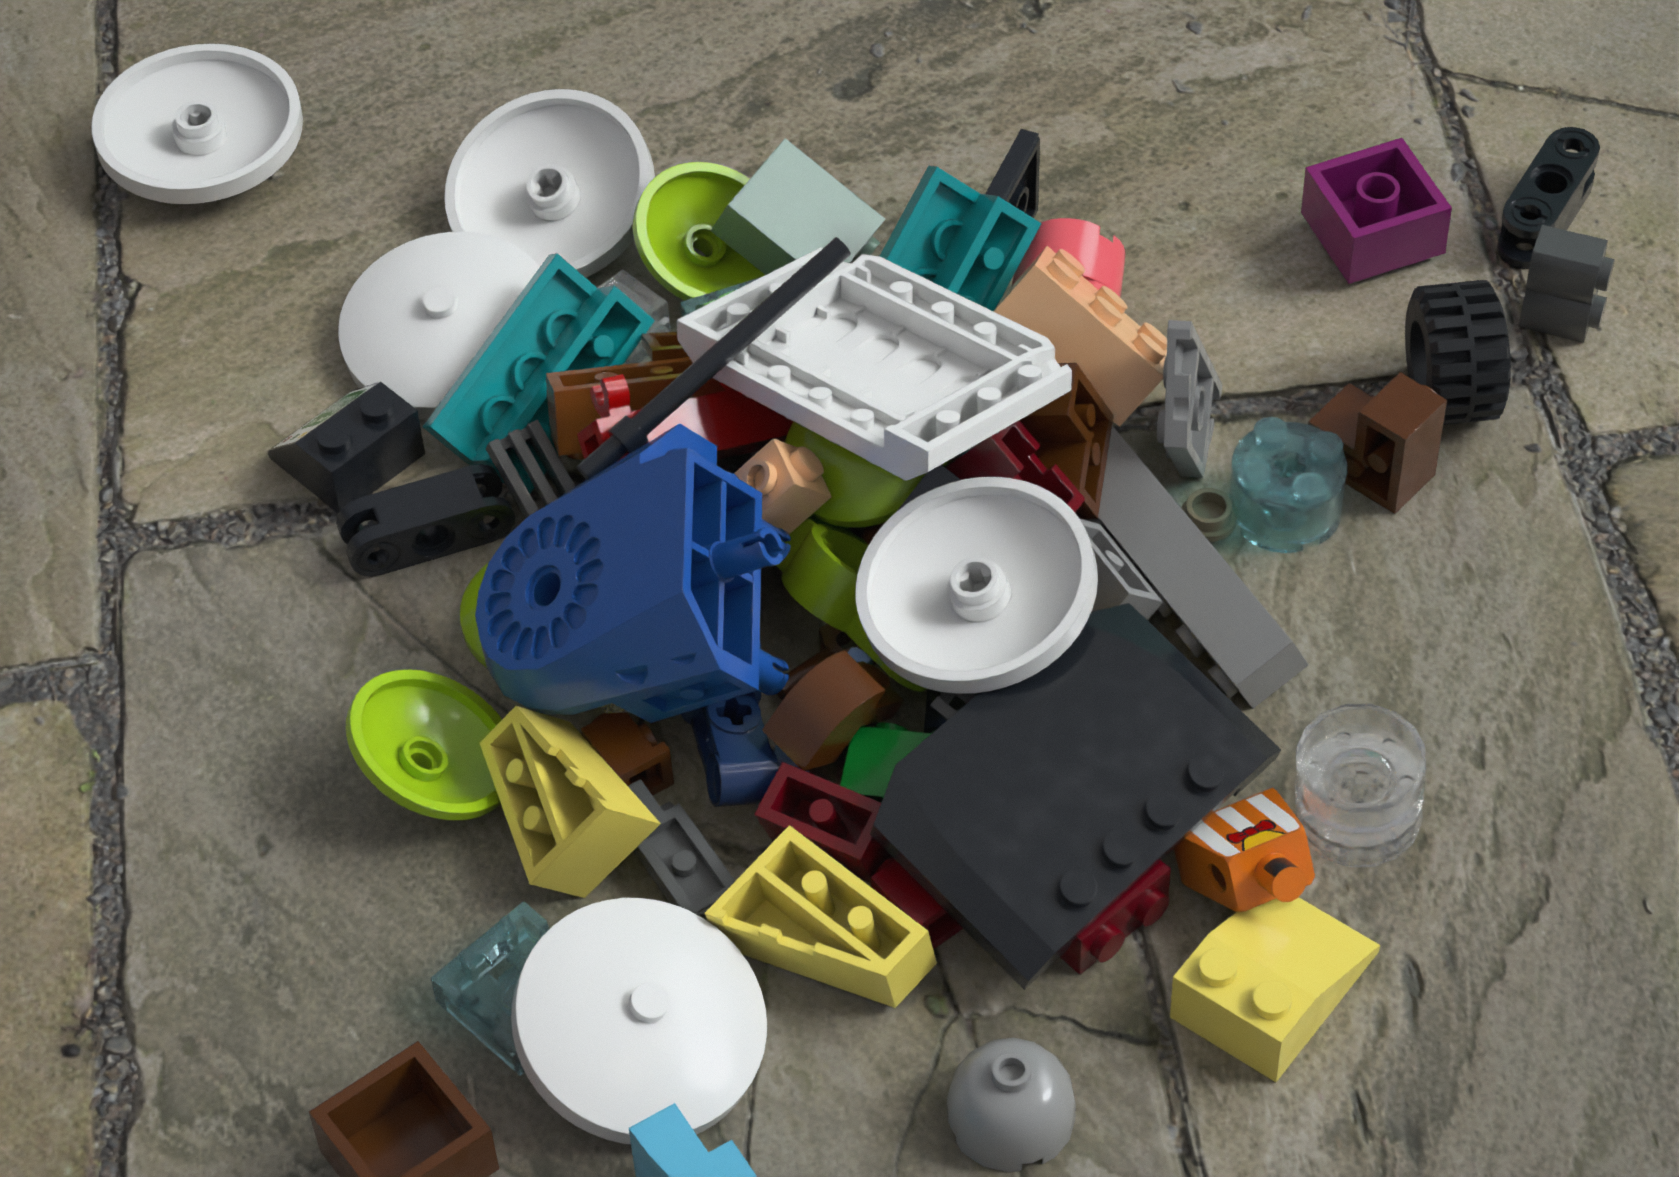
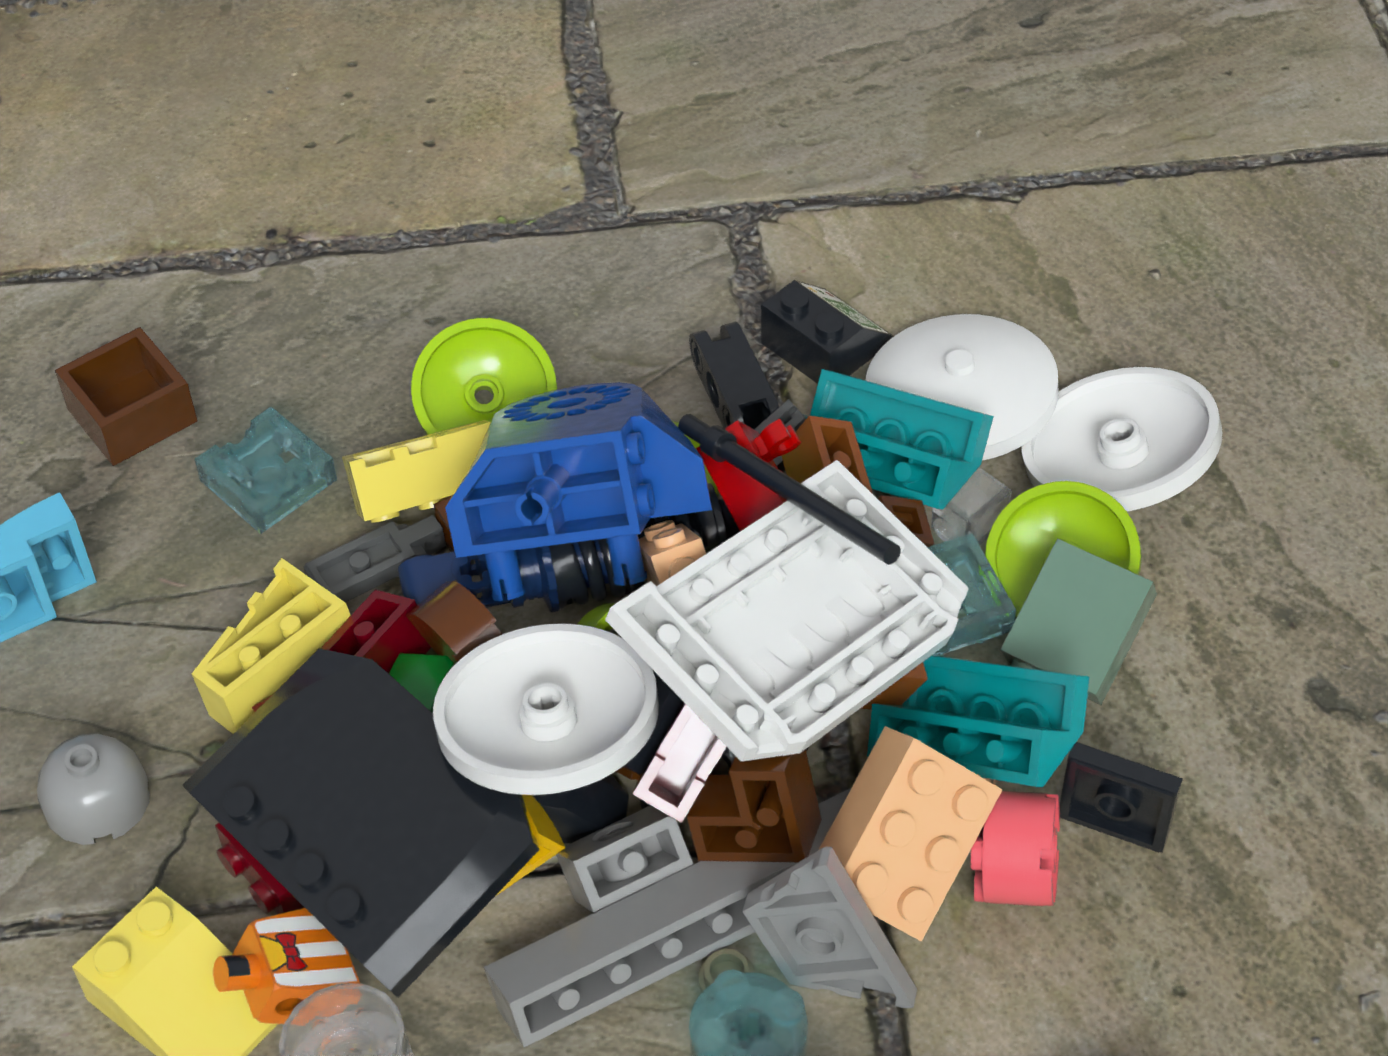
camera: 90 degrees right, 0 degrees up
(197, 123) = (1183, 203): white dish -> none
(637, 1014) = (202, 529): white dish -> none

